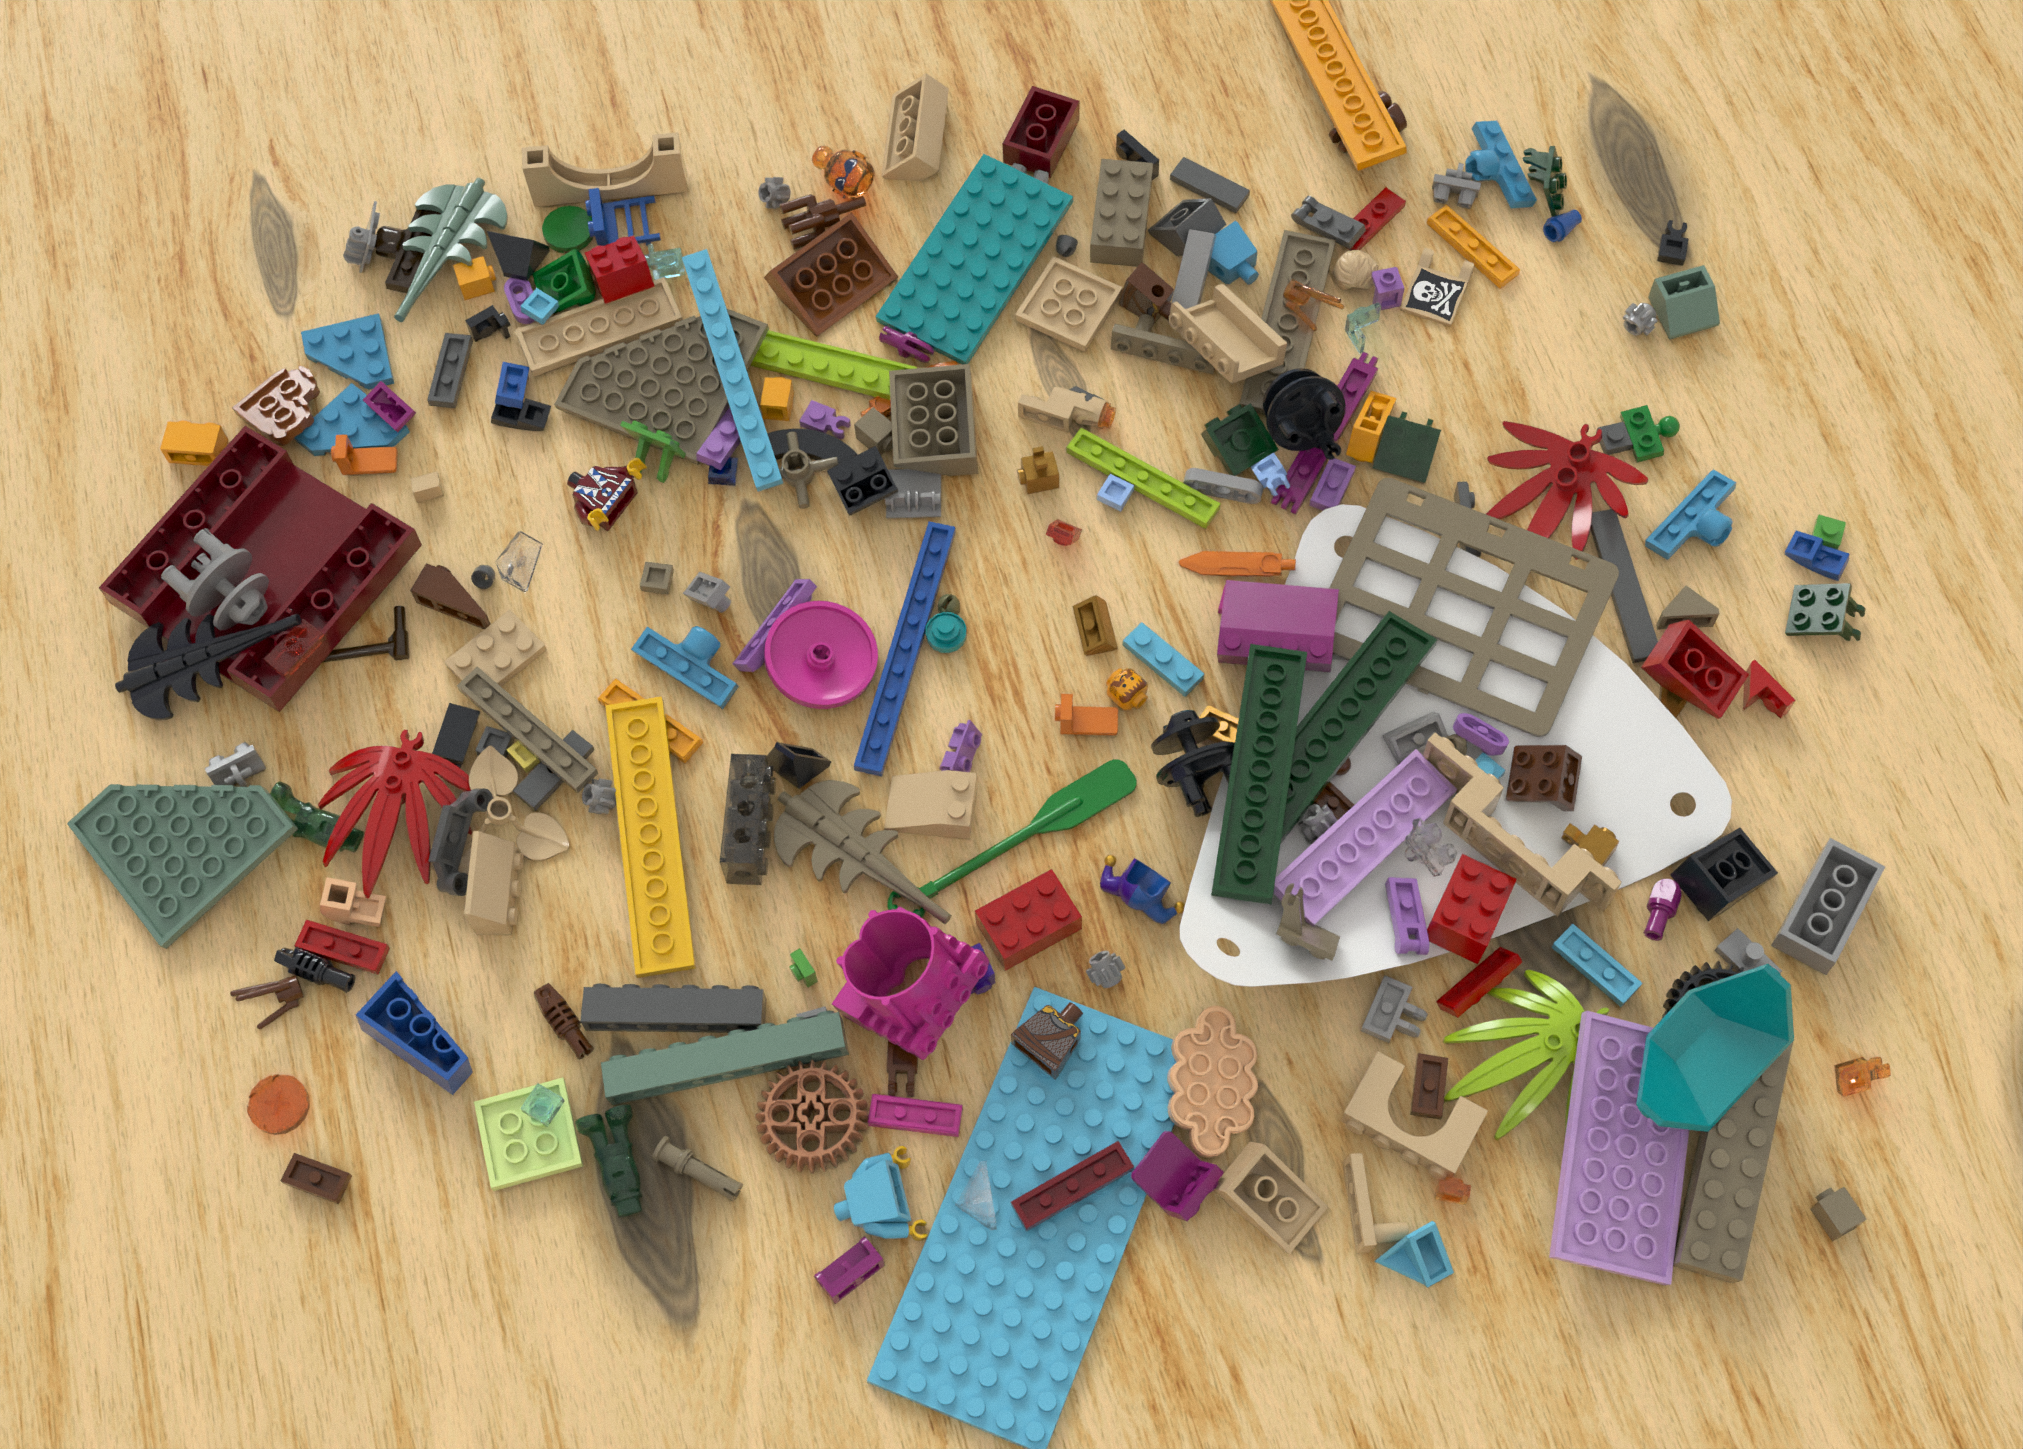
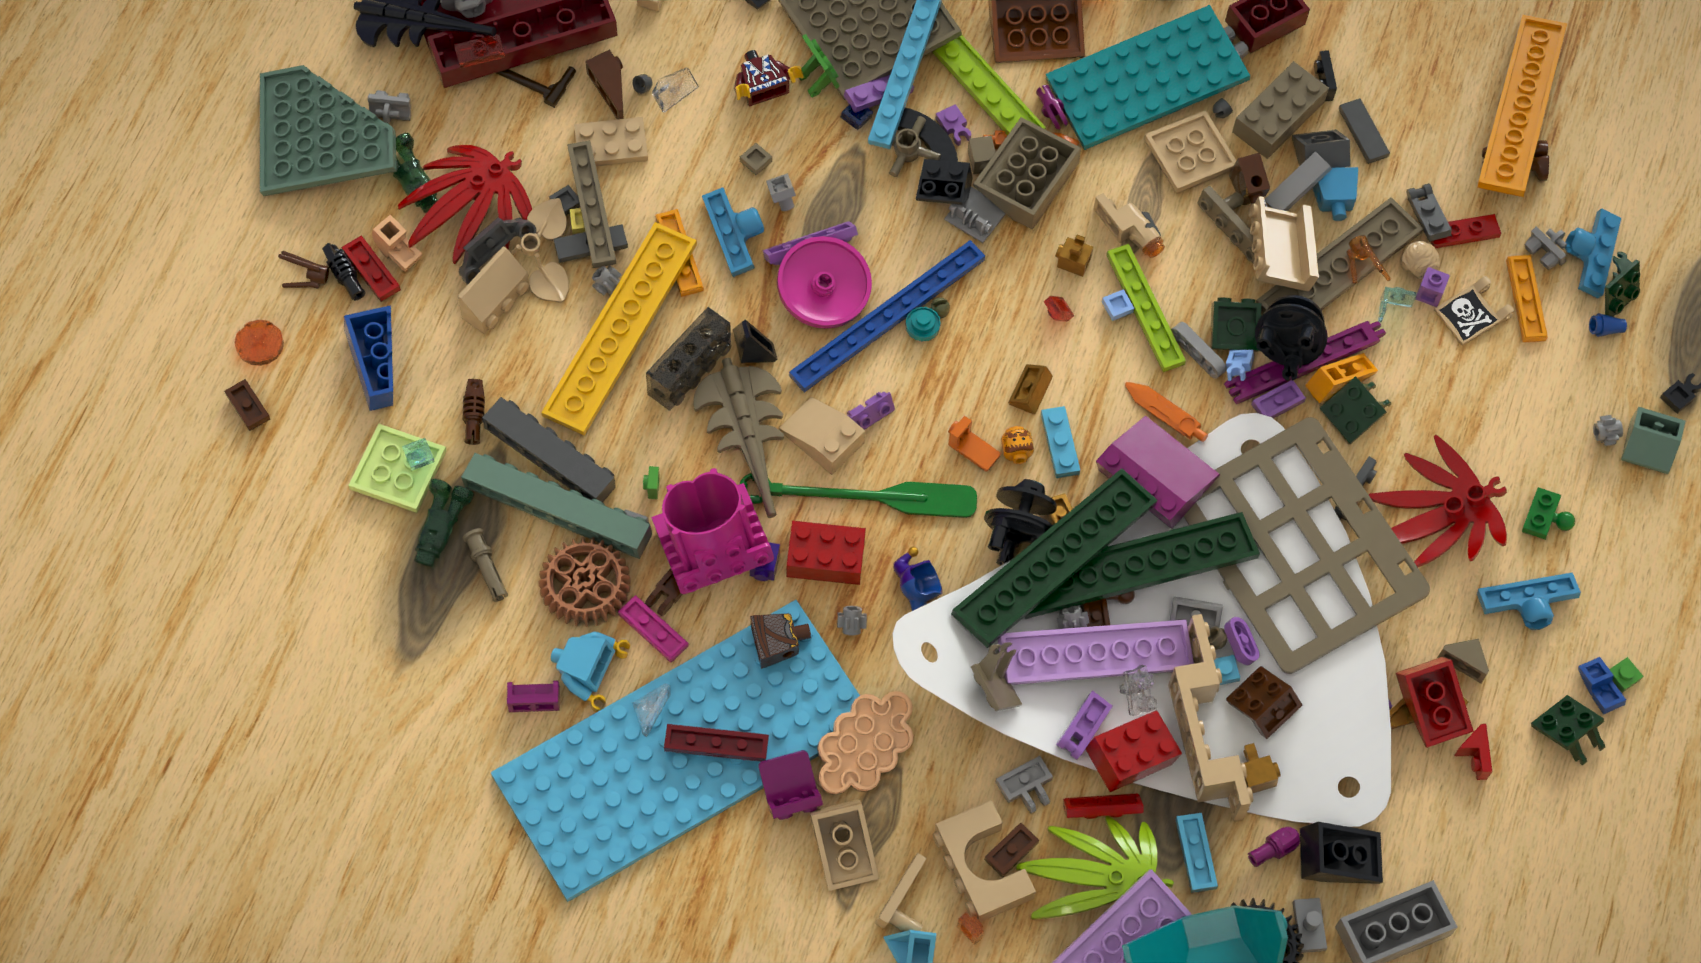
camera: 30 degrees right, 0 degrees up
(456, 733) = (544, 177): black hinge -> none
(777, 399) = (931, 88): light orange brick -> none
(1615, 438) = (1517, 503): dark grey plate -> none
(1627, 591) = (1437, 608): dark grey tile -> none

